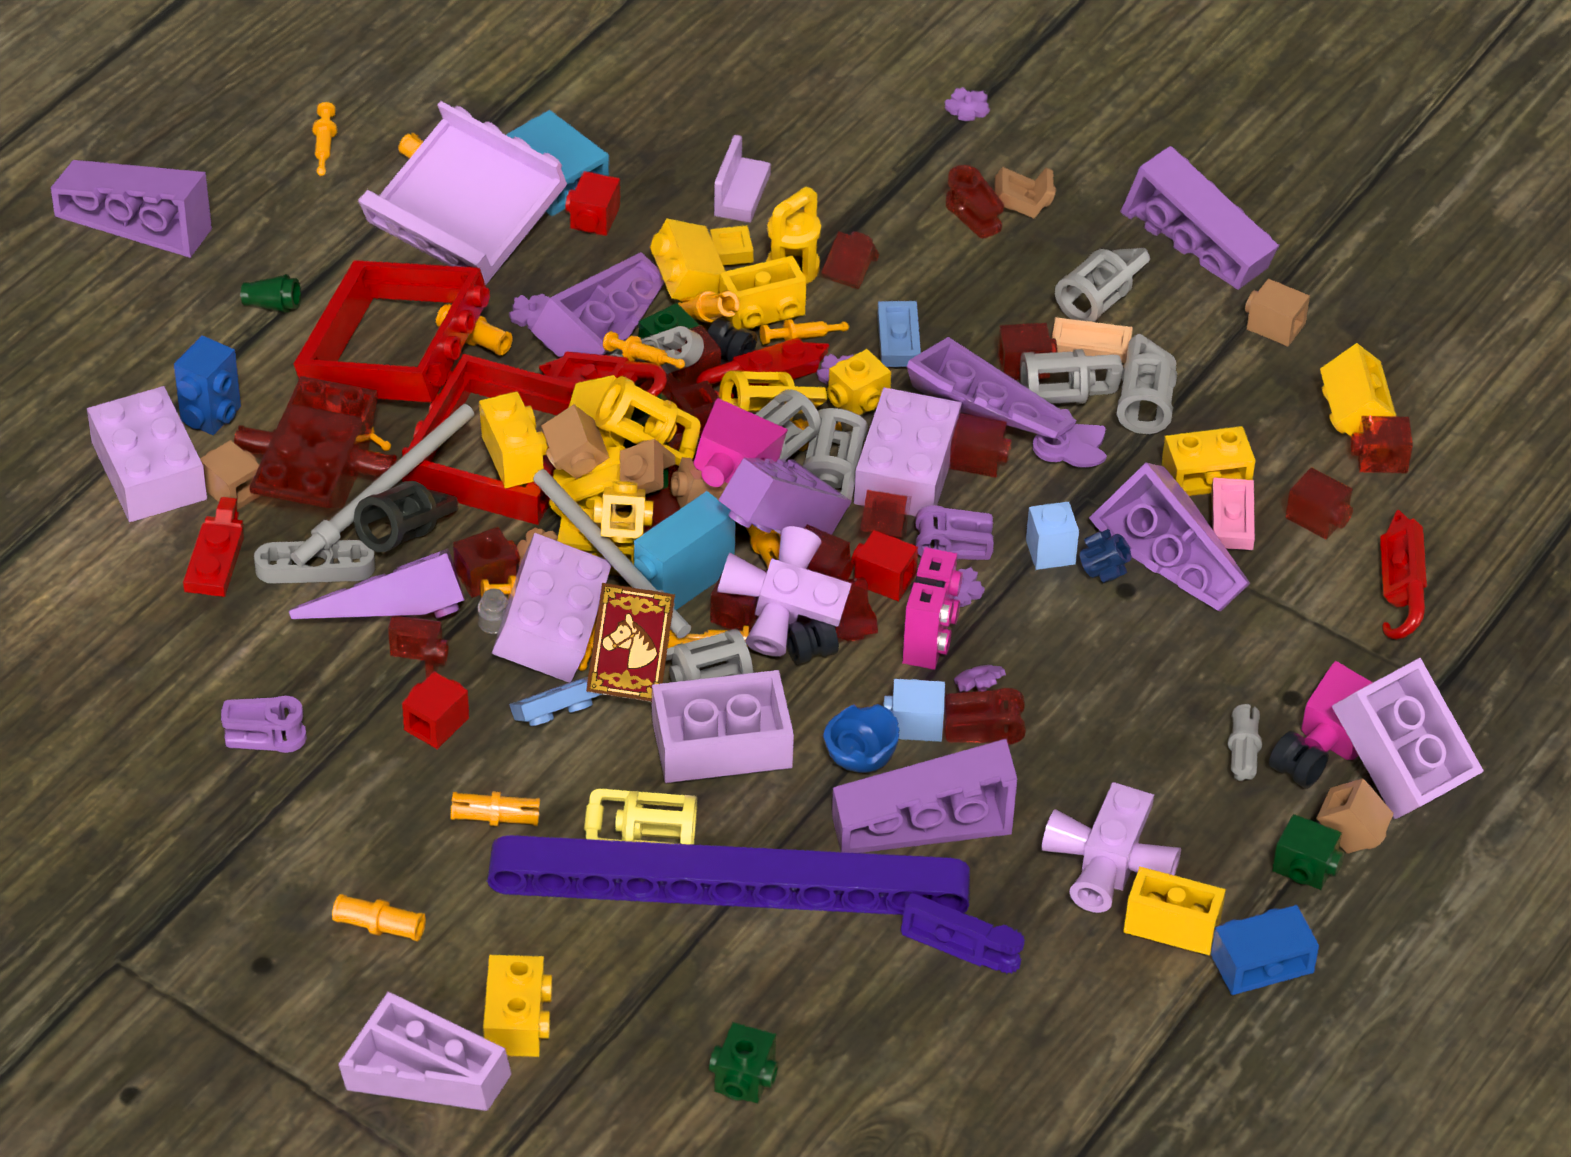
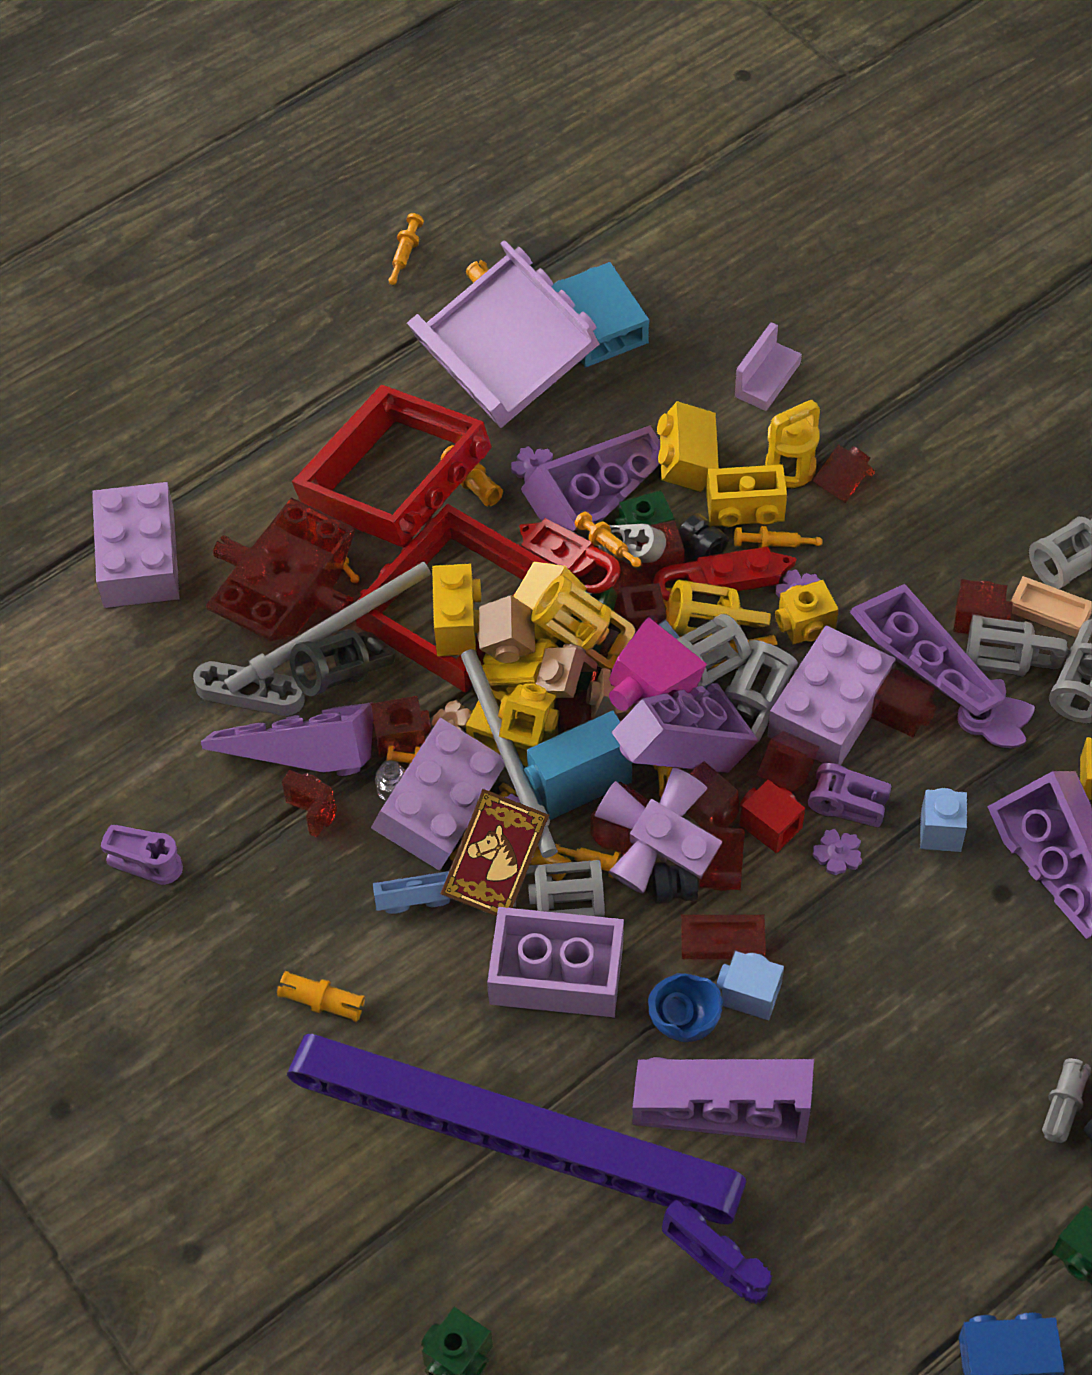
camera: 20 degrees right, 10 degrees up
(137, 203) = (214, 285): medium lavender wedge -> none
(207, 385) = (207, 488): blue brick -> none
(215, 551) = (166, 657): red hinge -> none
(230, 473) = (199, 580): medium nougat brick -> none
(274, 293) = (305, 400): dark green cone -> none
(379, 917) = (176, 1089): light orange pin -> none
(424, 1059) = (157, 1260): lavender wedge -> none
(435, 709) = (301, 875): red brick -> none
(515, 1004) = (266, 1221): yellow brick -> none
(594, 203) = (623, 365): red brick -> none
(639, 821) = (439, 1047): light yellow piece -> none
(709, 306) = (690, 499): light orange pin -> none
(733, 245) = (737, 434): yellow plate -> none
(870, 676) = (722, 935): none -> clear red plate
(898, 332) = (865, 562): medium blue plate -> none
(931, 608) = (796, 879): dark pink piece -> none
(967, 104) = (1010, 326): medium lavender plant -> none
(974, 201) = (981, 433): clear red piece -> none
(979, 676) = (824, 962): medium lavender plant -> none
(982, 716) = (820, 1008): clear red piece -> none
(1023, 193) = (1032, 433): medium nougat bracket -> none
(1105, 555) = (989, 855): dark blue gear -> none
(1109, 847) = (892, 1194): lavender brick -> none
(1174, 910) = (932, 1285): yellow brick -> none

